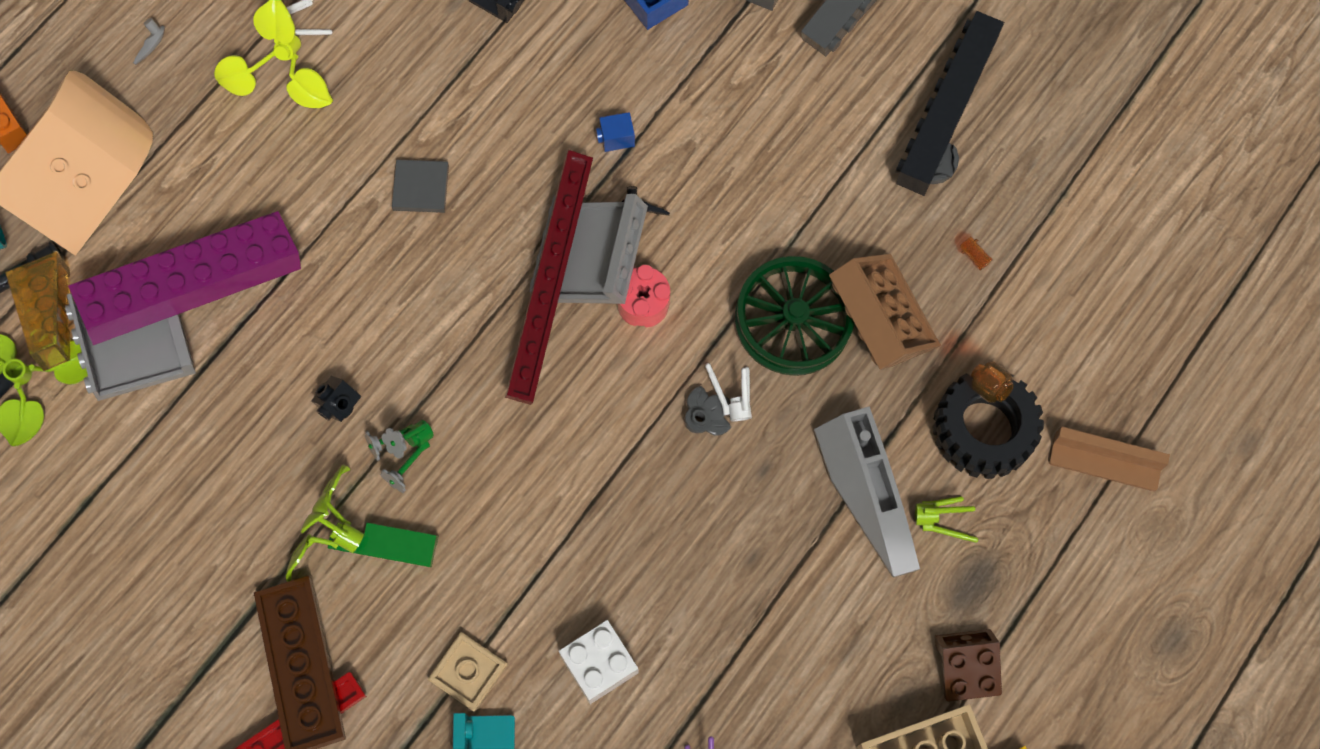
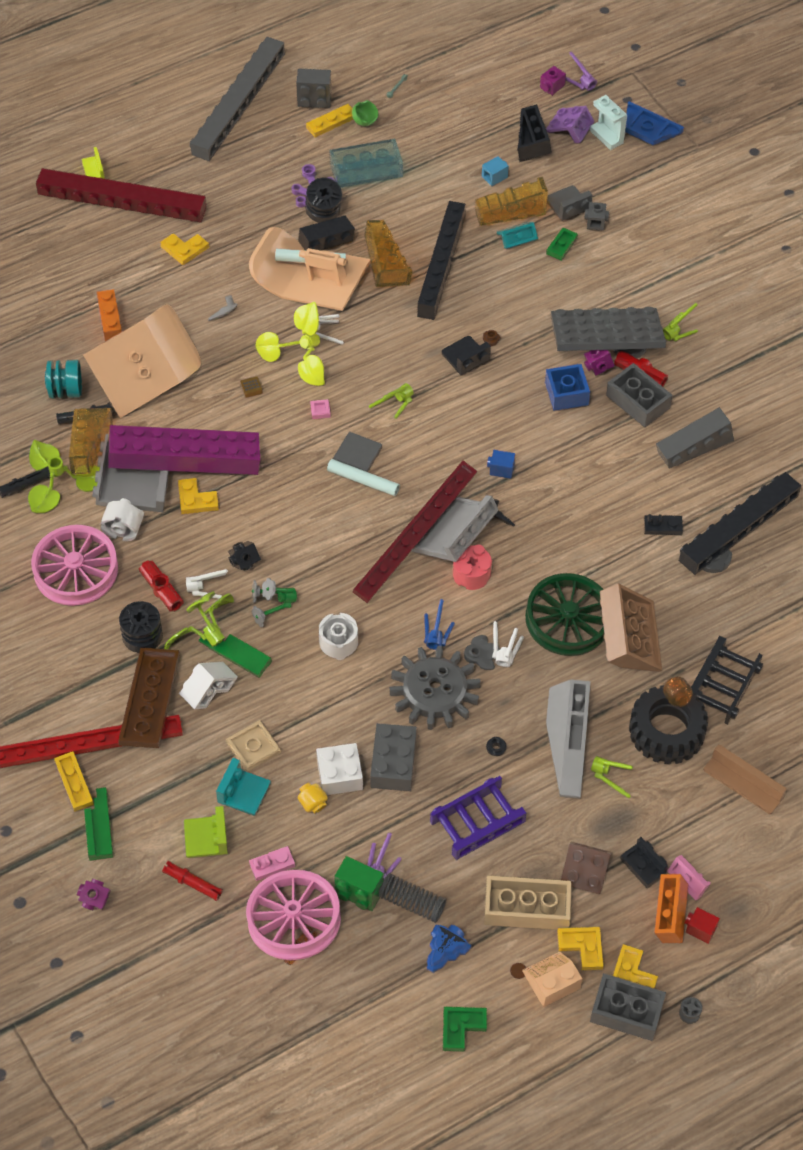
camera: 25 degrees right, 15 degrees down
(107, 504) = (74, 565): none -> bright pink wheel
(145, 413) = (121, 520): none -> white brick
(229, 479) = (166, 593): none -> red piece
(231, 342) = (195, 502): none -> yellow plate
(236, 142) = (251, 387): none -> pearl gold tile
(254, 570) = (140, 626): none -> black wheel
(287, 464) = (195, 583): none -> white plant
(343, 140) = (320, 409): none -> bright pink tile
(368, 610) = (206, 682): none -> white brick
(441, 78) = (403, 393): none -> lime plant
(443, 219) = (363, 477): none -> light aqua piece
(507, 453) = (338, 635): none -> white brick
(581, 719) = (312, 798): none -> yellow head
(638, 419) = (435, 637): none -> blue plant
(661, 614) = (393, 757): none -> dark grey brick
(687, 508) = (439, 702): none -> dark grey gear
(786, 533) = (496, 741): none -> black plate
(817, 680) = (478, 836): none -> dark purple fence
(854, 140) = (663, 525): none -> black plate
(975, 253) = (711, 617): clear orange pin -> none
(1001, 315) = (712, 665): none -> black fence
(1040, 629) = (644, 862): none -> black bracket
(1102, 627) = (696, 882): none -> bright pink plate
(1103, 682) = (671, 908): none -> orange brick
(1146, 686) = (701, 925): none -> red brick

